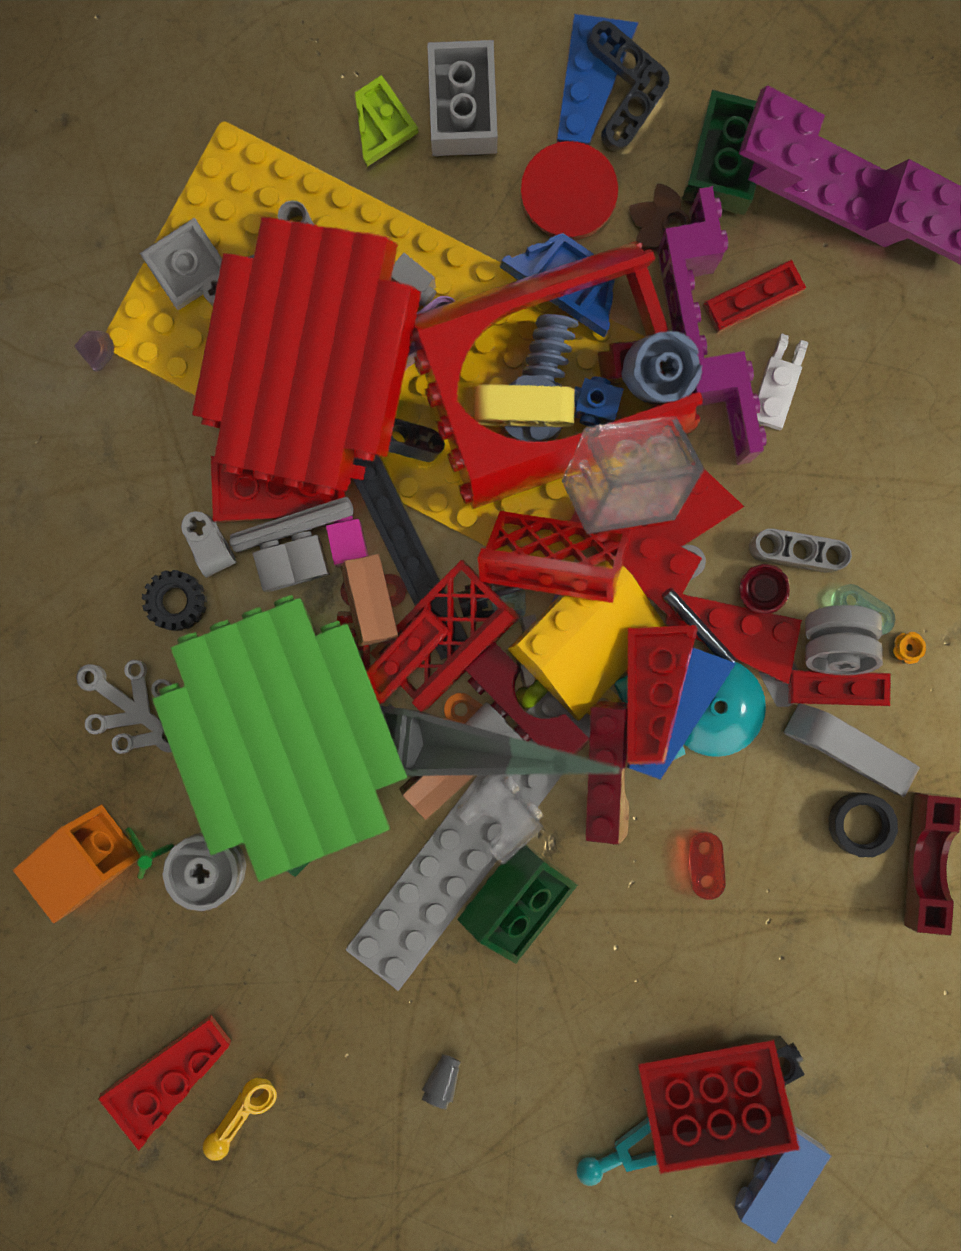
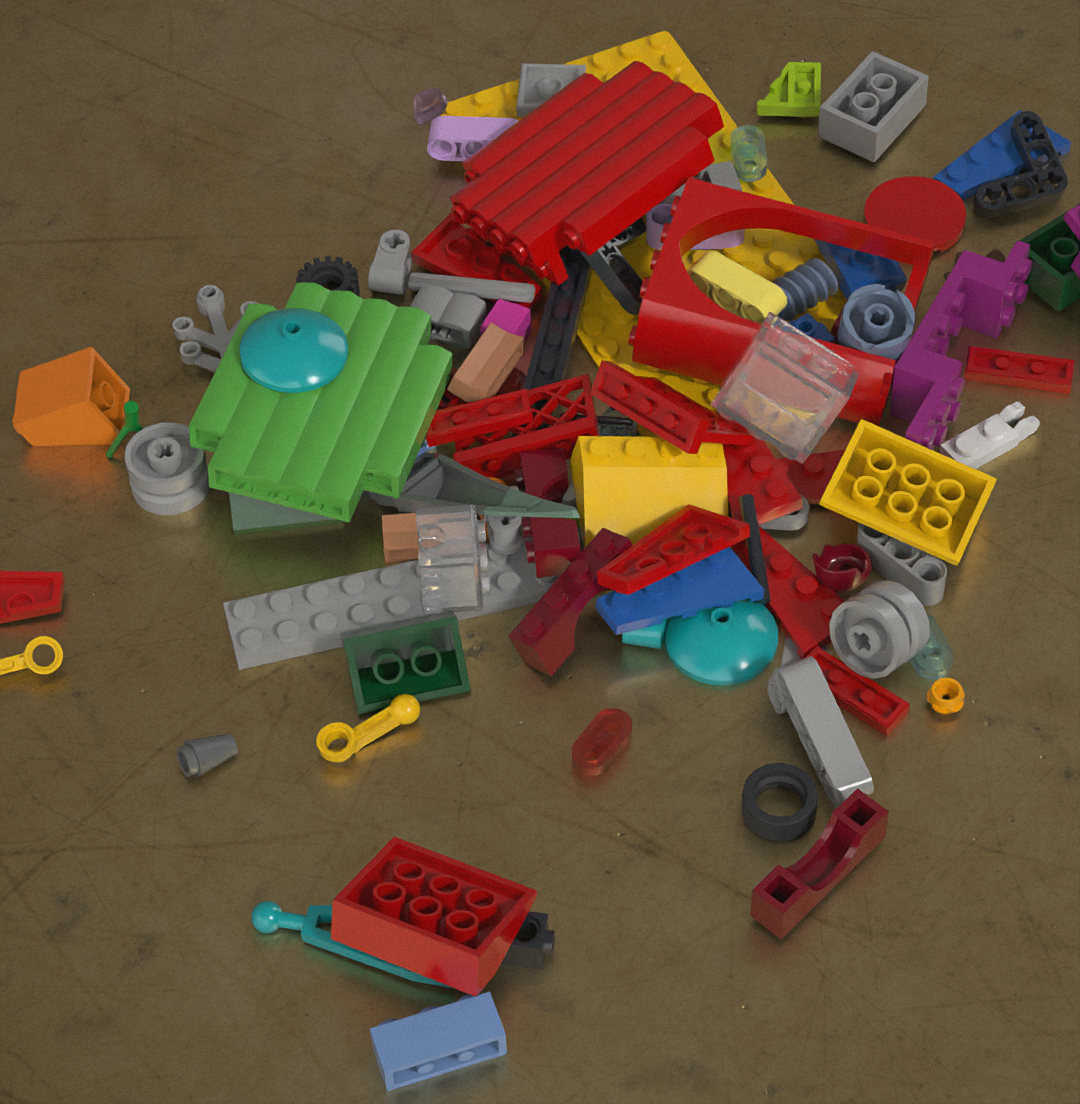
camera: 40 degrees right, 35 degrees down
(167, 368) = (462, 136): none -> lavender beam
(254, 729) = (293, 350): none -> teal dish
(402, 225) = (749, 153): none -> clear light blue plate
(549, 943) = (402, 710): none -> yellow piece
(778, 502) = (908, 492): none -> yellow slope

